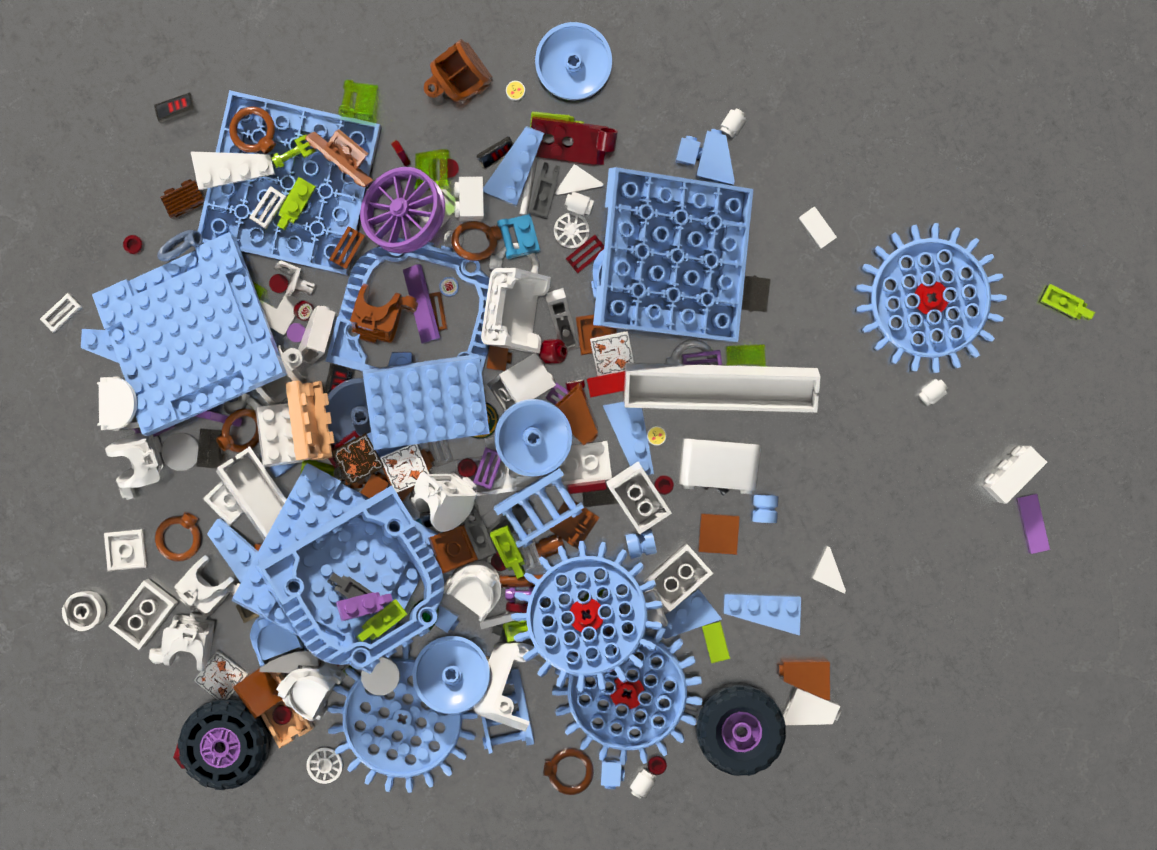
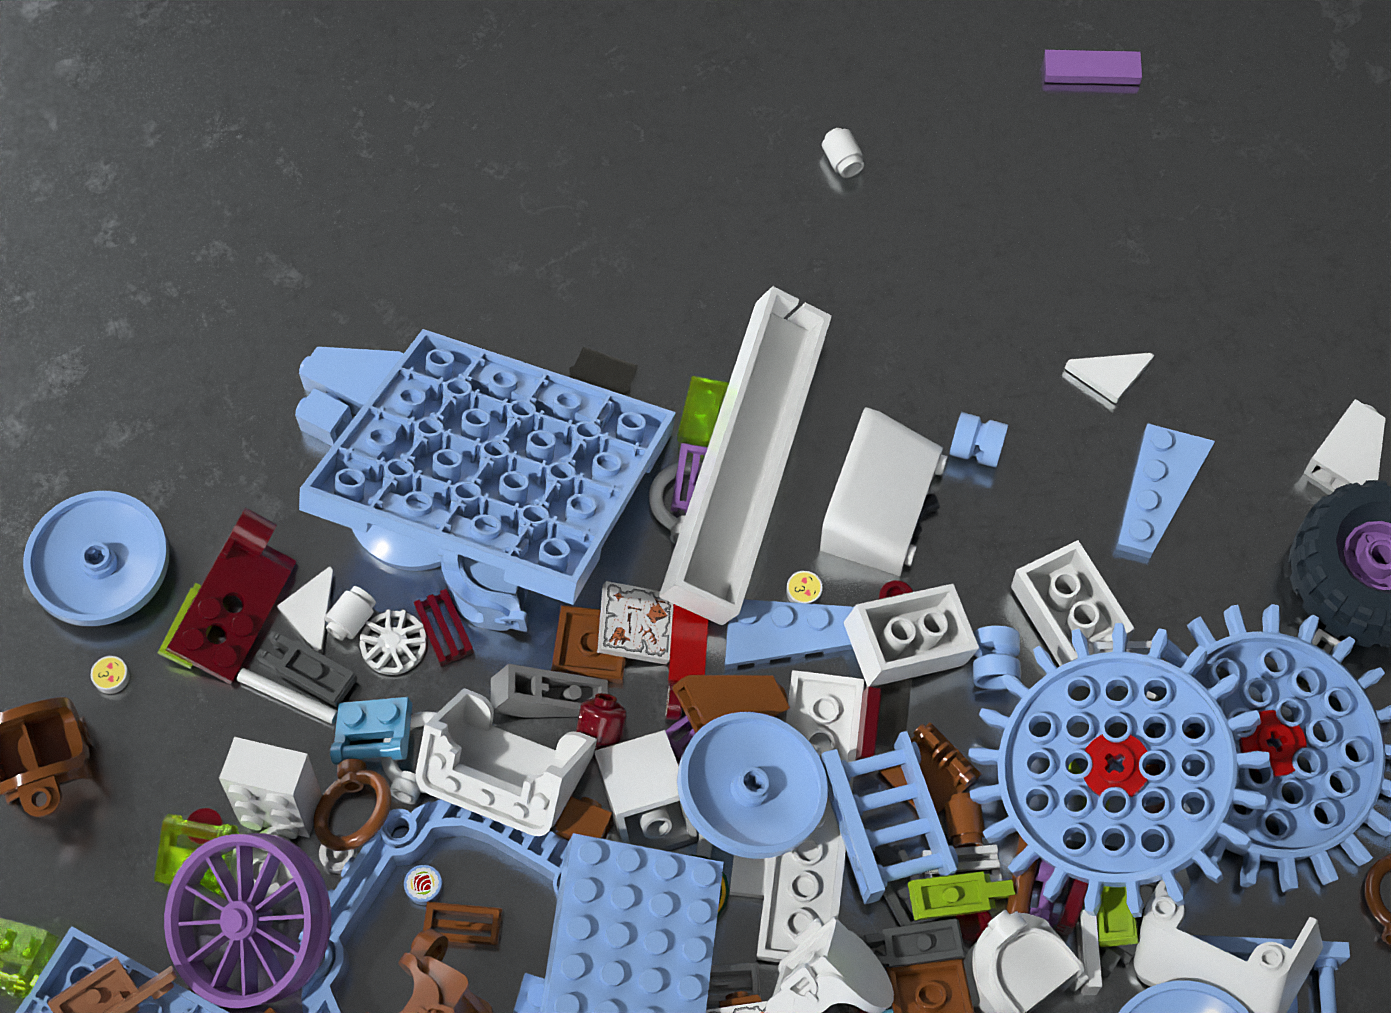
camera: 70 degrees left, 25 degrees down
(401, 153) = (141, 907): dark red tile -> none
(424, 314) = (466, 940): medium lavender tile -> none
(467, 467) = (777, 934): dark red tile -> none
(482, 484) = (815, 912): medium lavender tile -> none
(494, 153) = (206, 734): slope -> none
(513, 171) = (241, 698): light blue wing -> none
(690, 614) = (1145, 601): light blue wing -> none
(715, 642) = (1202, 580): lime tile -> none
(718, 534) = (1005, 529): dark orange tile -> none
(733, 123) = (300, 335): white brick -> none
(807, 675) = (1289, 441): dark orange slope -> none
(817, 227) = (520, 258): white tile -> none
(893, 270) = (688, 123): light blue gear -> none
(1014, 473) = (1007, 64): white brick -> none

